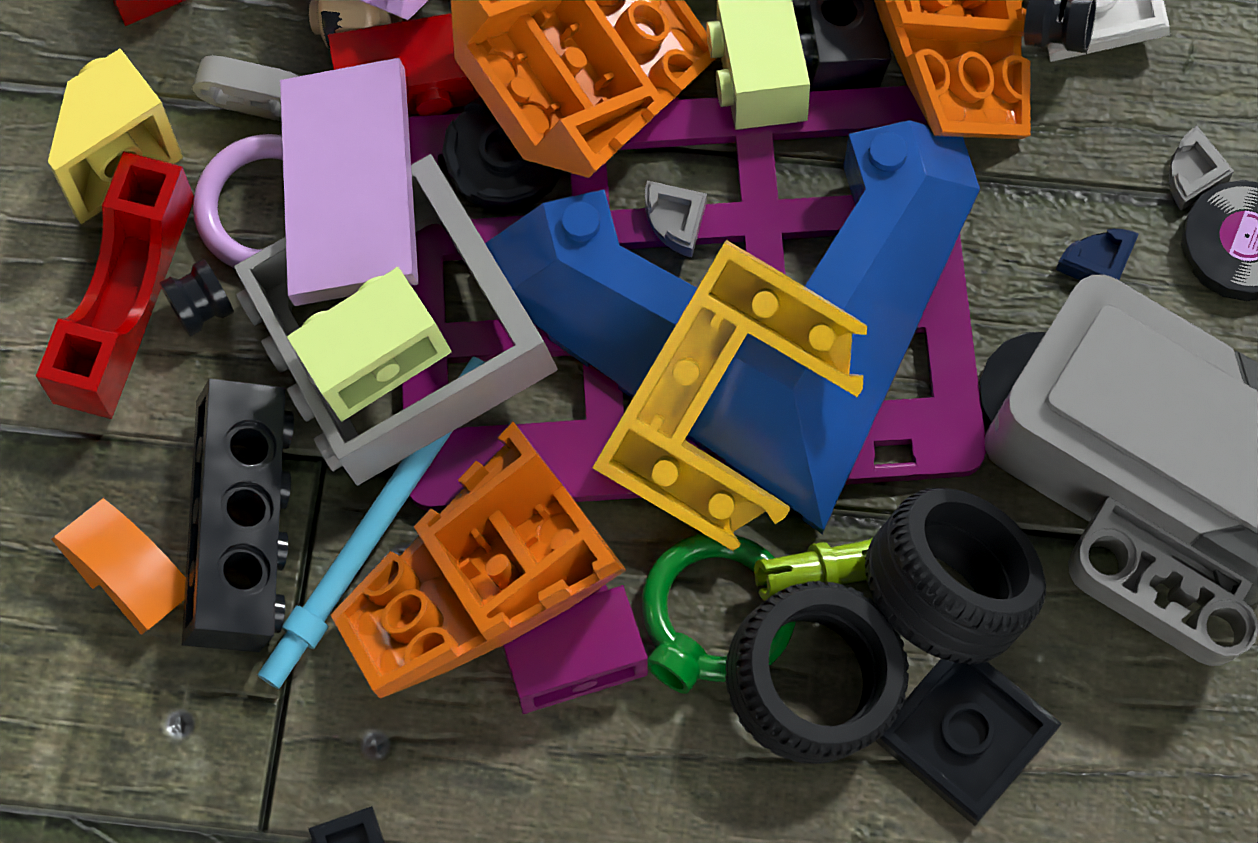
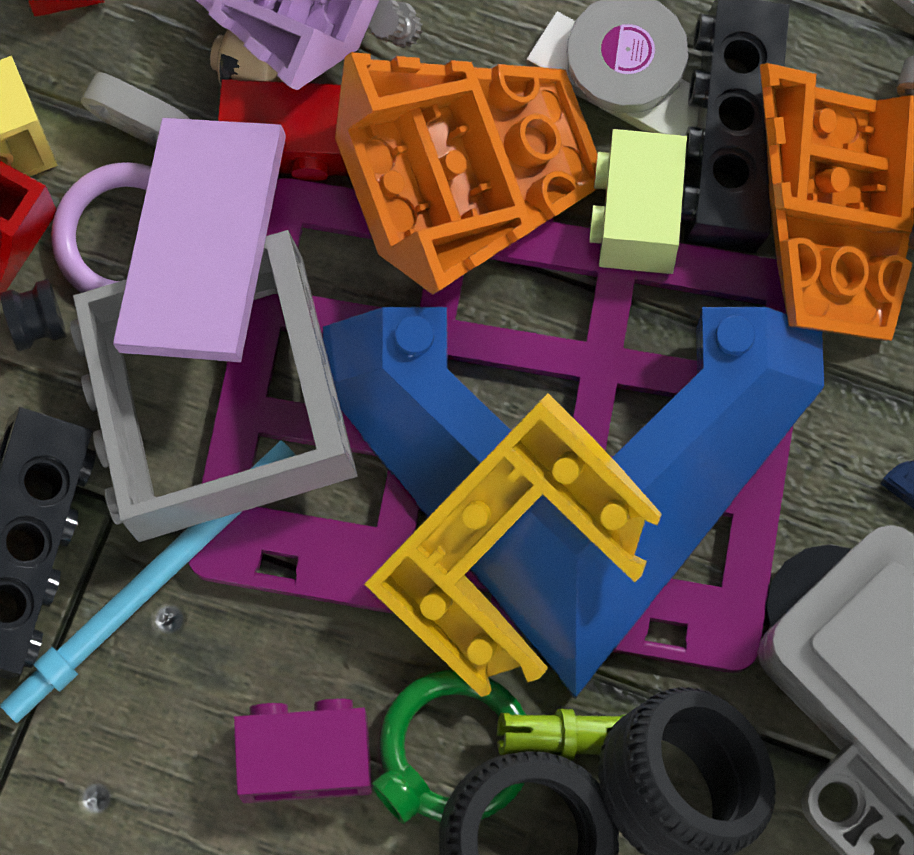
camera: 15 degrees right, 5 degrees up
(369, 343) = (175, 413): yellowish green brick -> none
(477, 574) = (231, 662): orange wedge -> none
(488, 166) = (344, 249): black tile -> none
(675, 215) = (516, 342): light grey tile -> none

